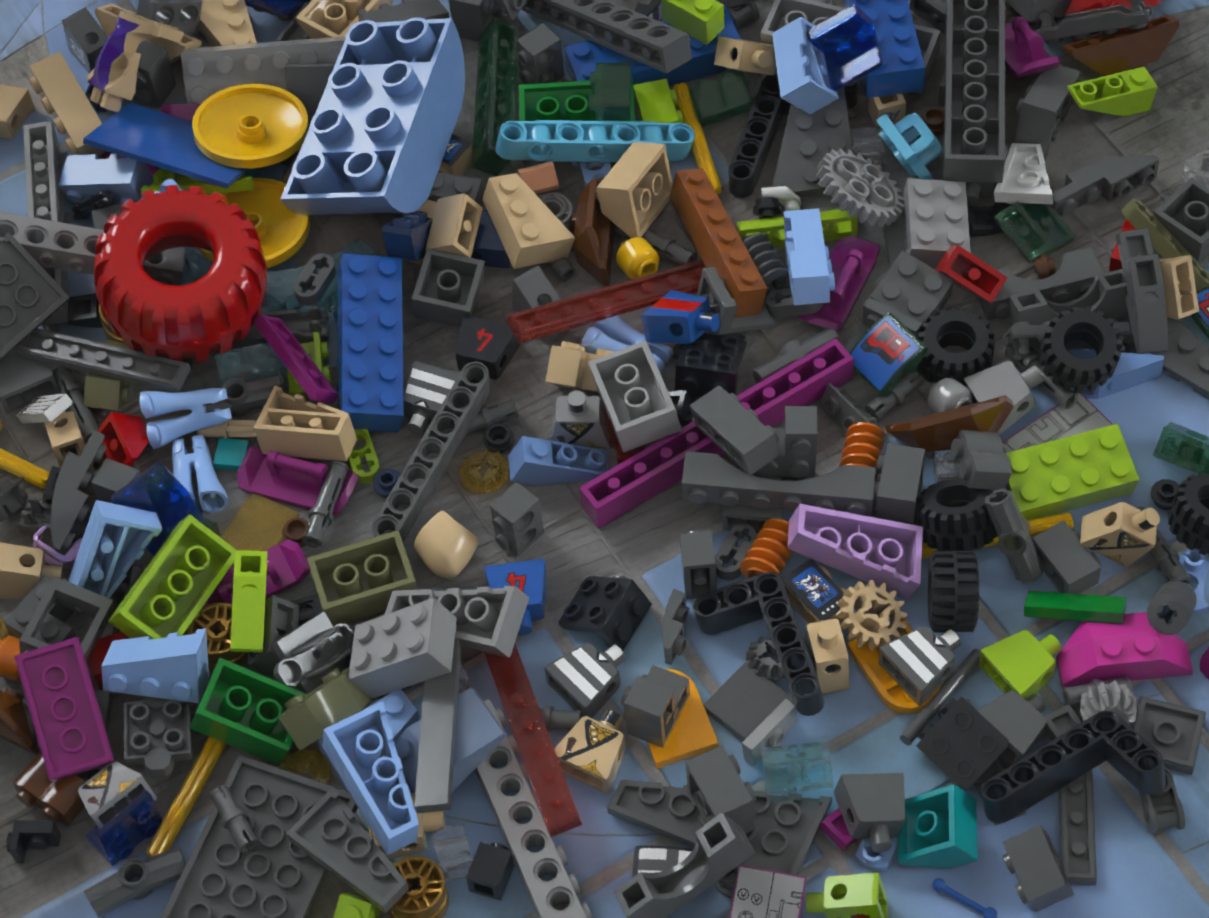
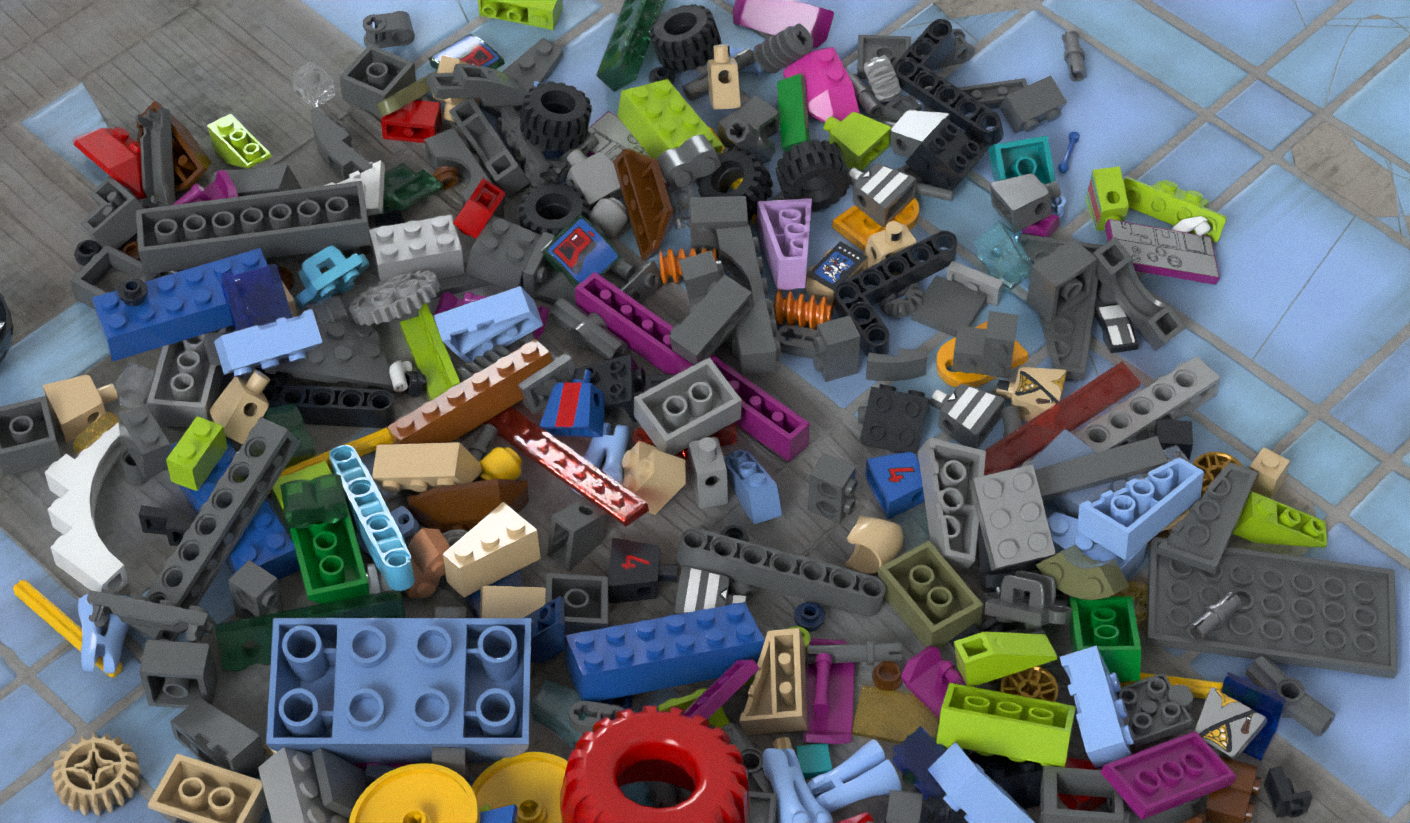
camera: 110 degrees left, 5 degrees down
(494, 477) = (783, 538): clear yellow gear -> none
(871, 615) = (849, 225): tan gear -> none

